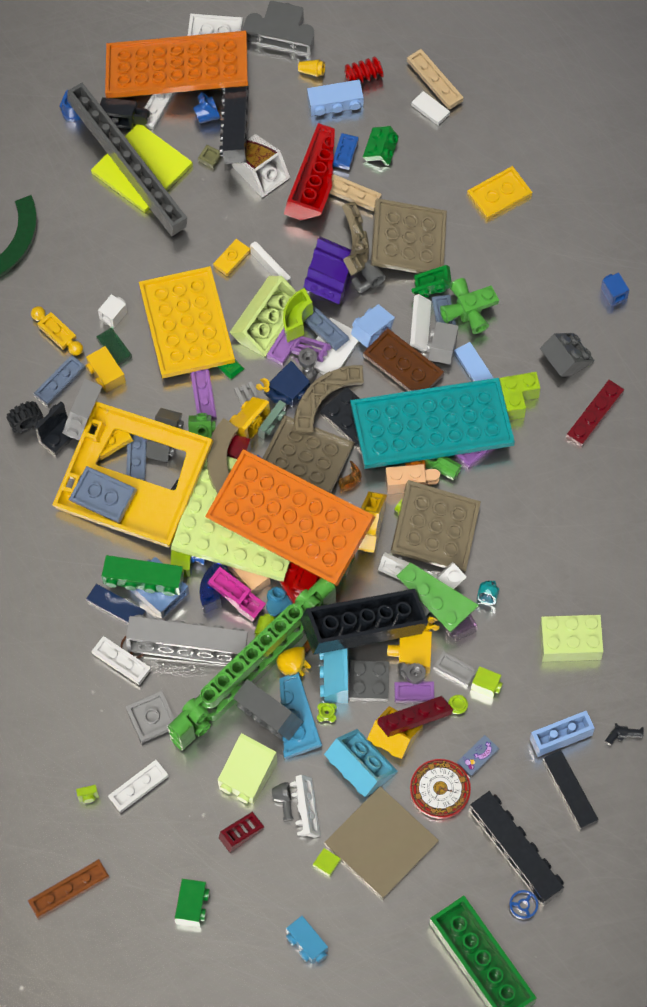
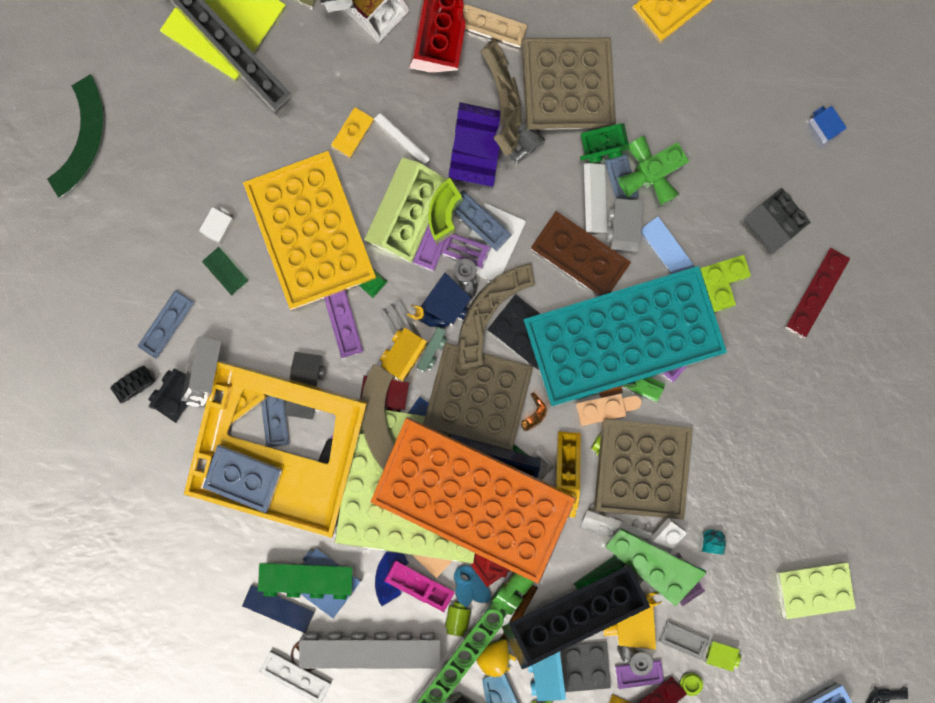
camera: 10 degrees left, 20 degrees up
(56, 330) = (152, 259): yellow plate -> none
(105, 369) = (219, 306): yellow brick -> none
(182, 559) = (346, 553): lime brick -> none
(201, 424) = (347, 371): bright green brick -> none
(372, 325) = (537, 211): light blue brick -> none

